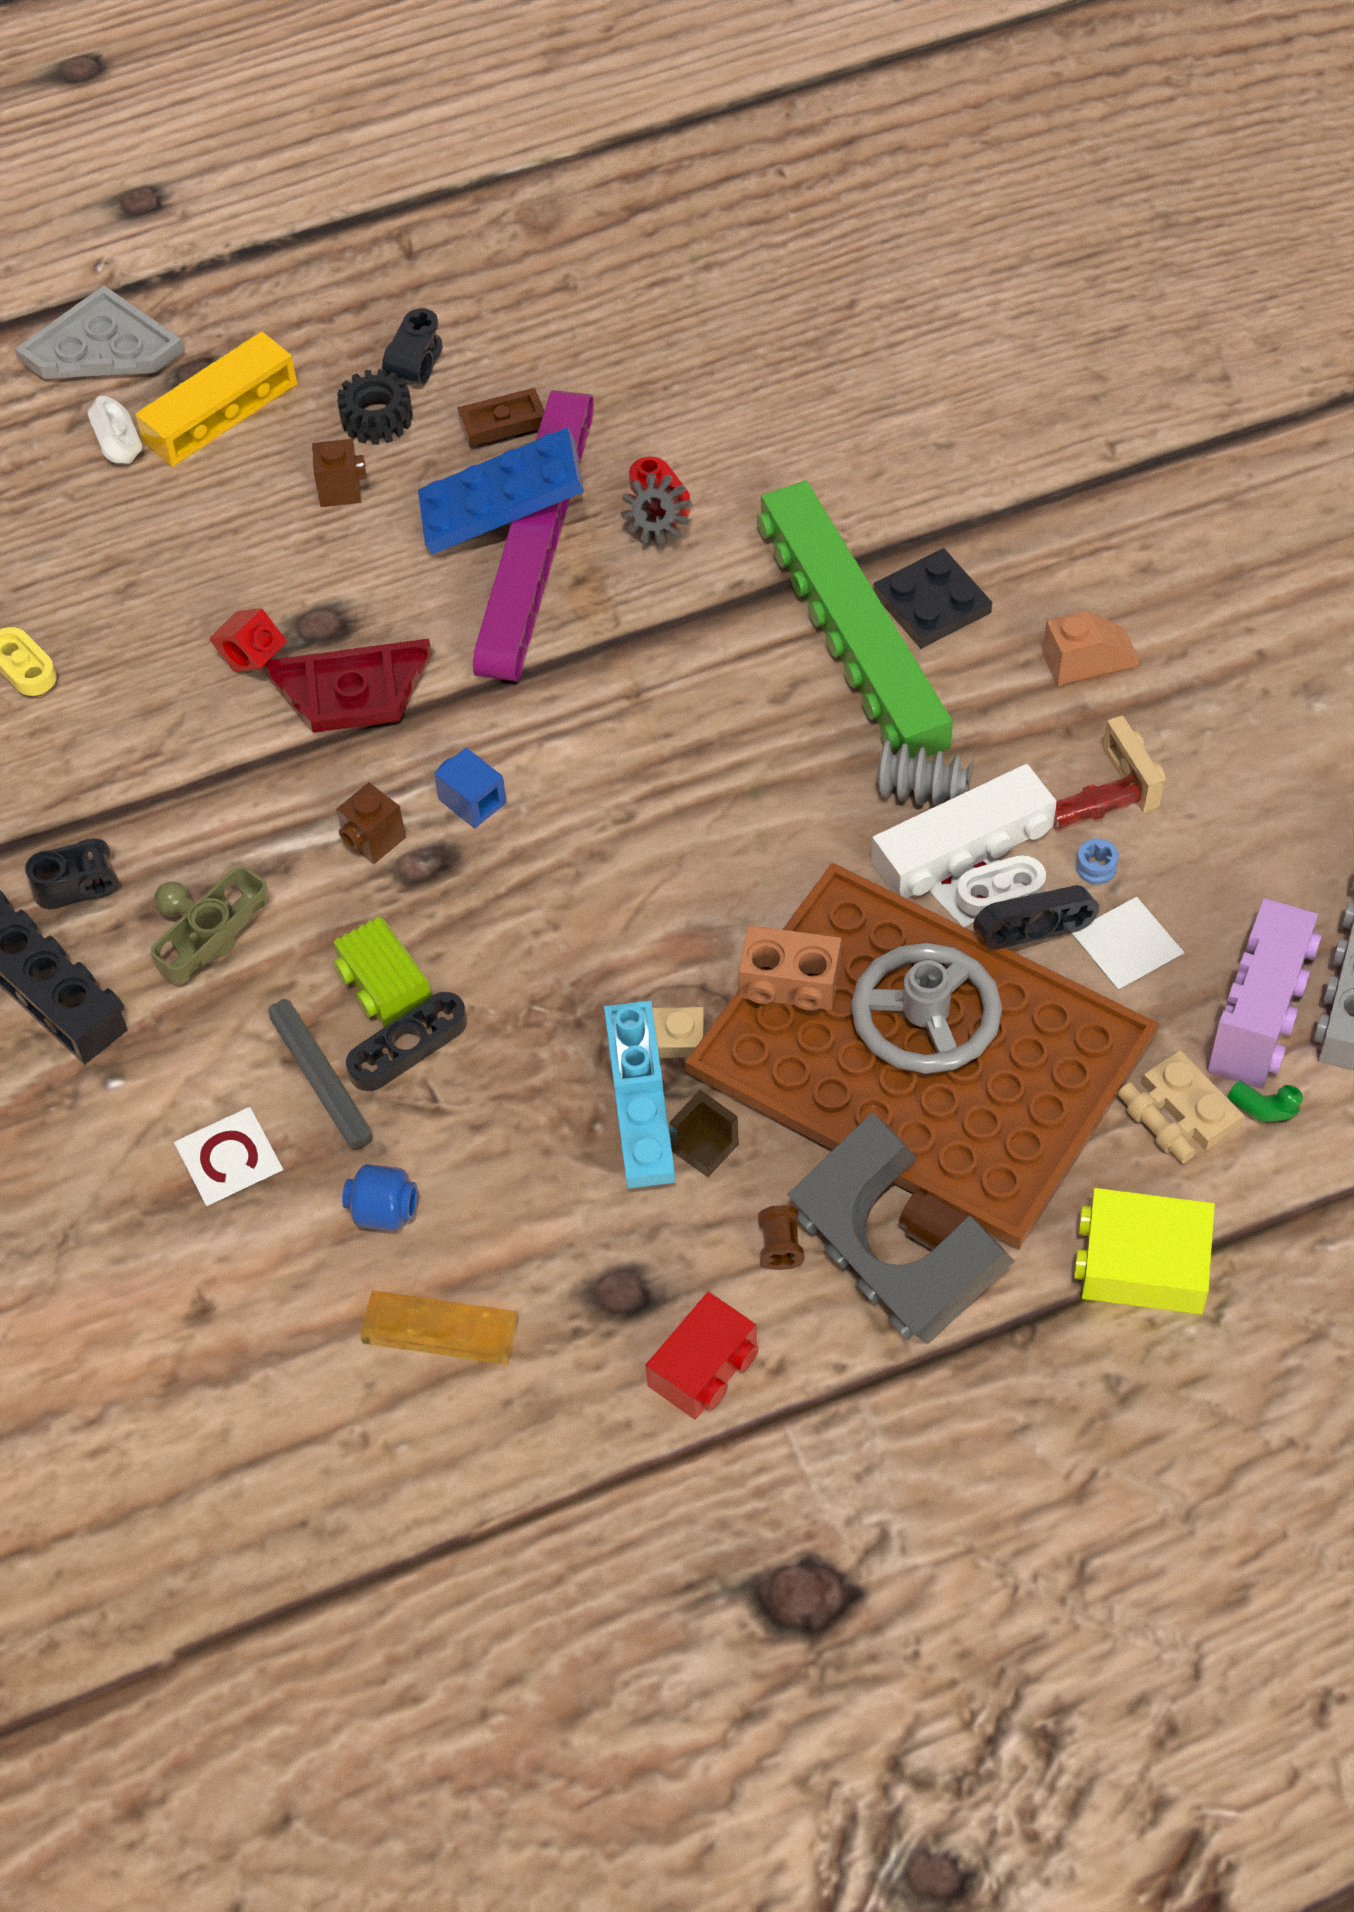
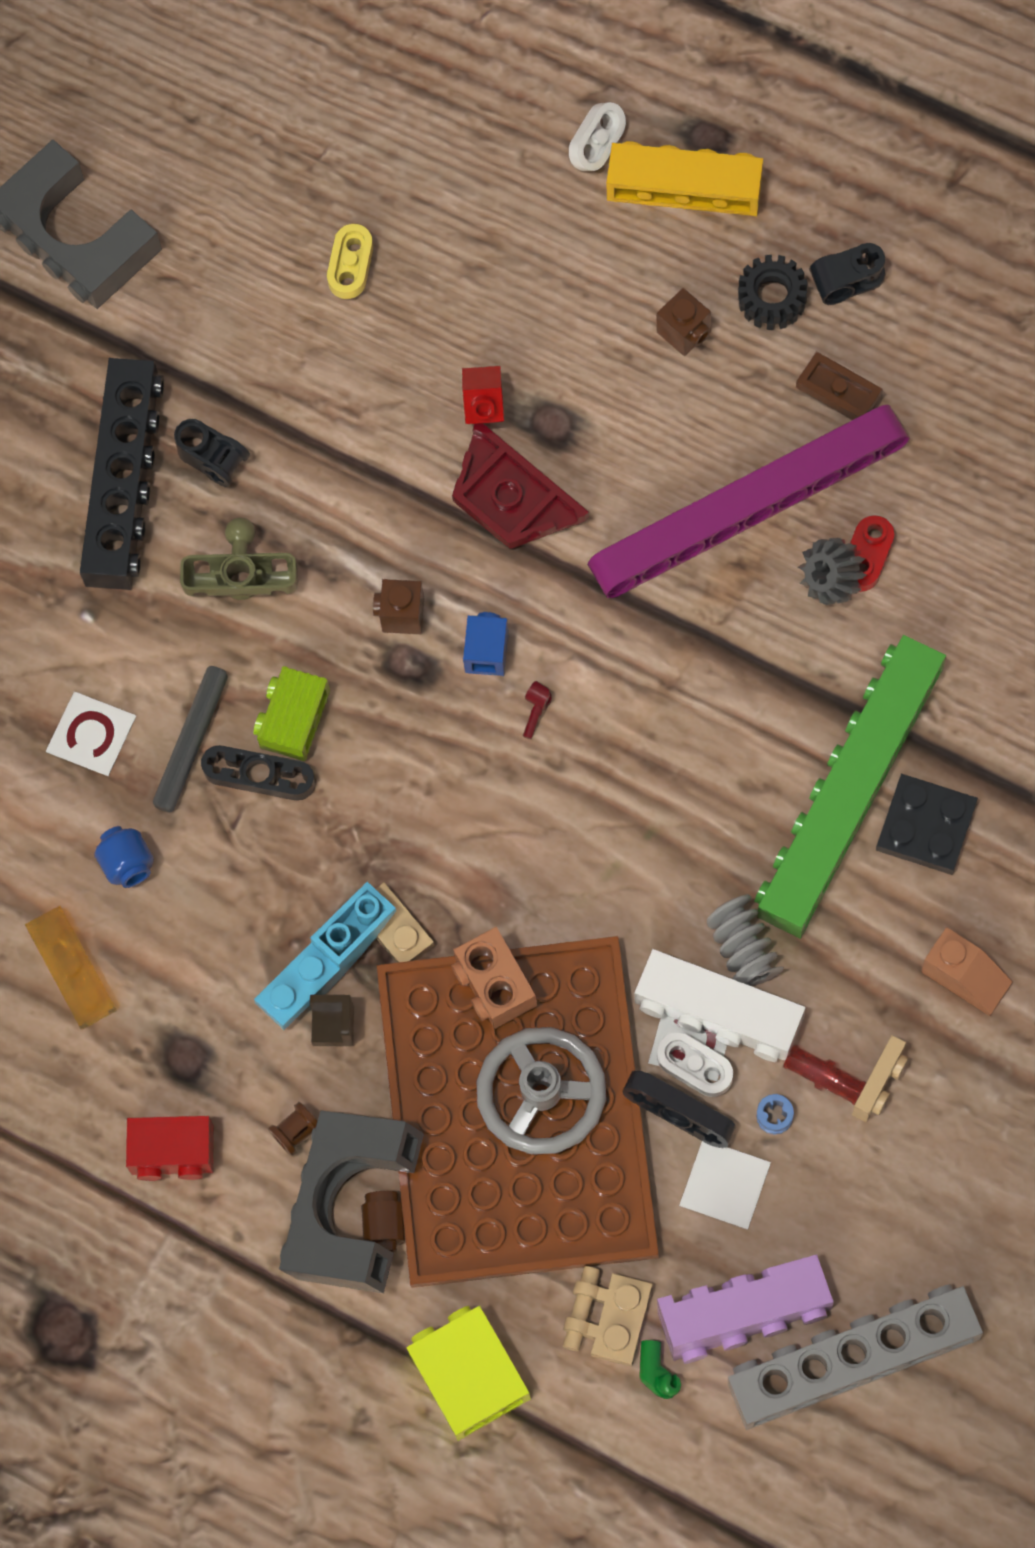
camera: 55 degrees right, 15 degrees up
(100, 339) = (671, 49): light grey plate -> none
(500, 490) = (755, 450): blue plate -> none
(555, 783) = (541, 698): none -> dark red hand

